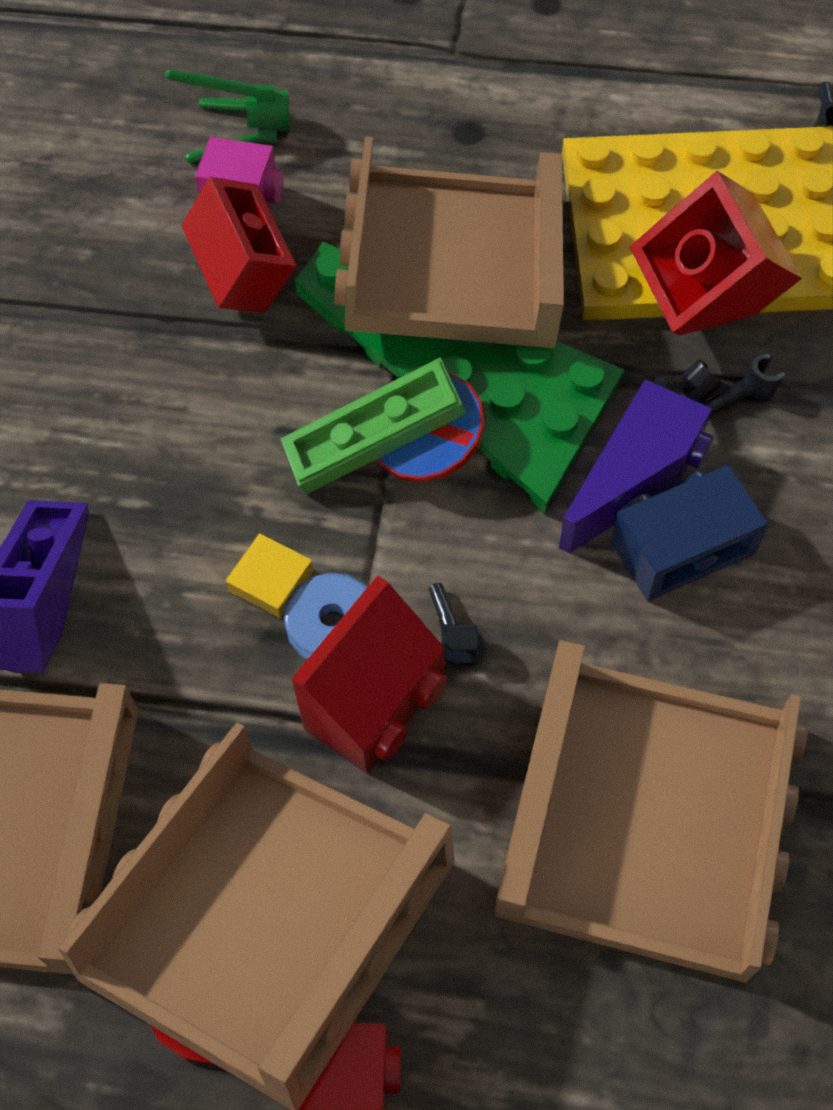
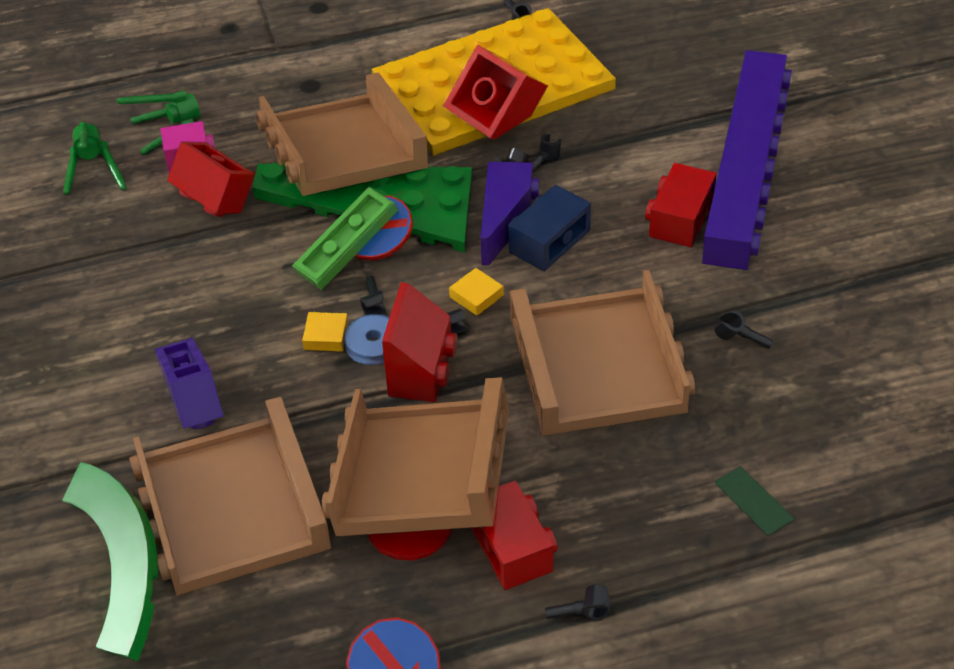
camera: 25 degrees left, 15 degrees down
(114, 122) = (88, 145): none -> green plant
(362, 557) = (374, 301): none -> black hand
(522, 599) = (476, 291): none -> yellow tile

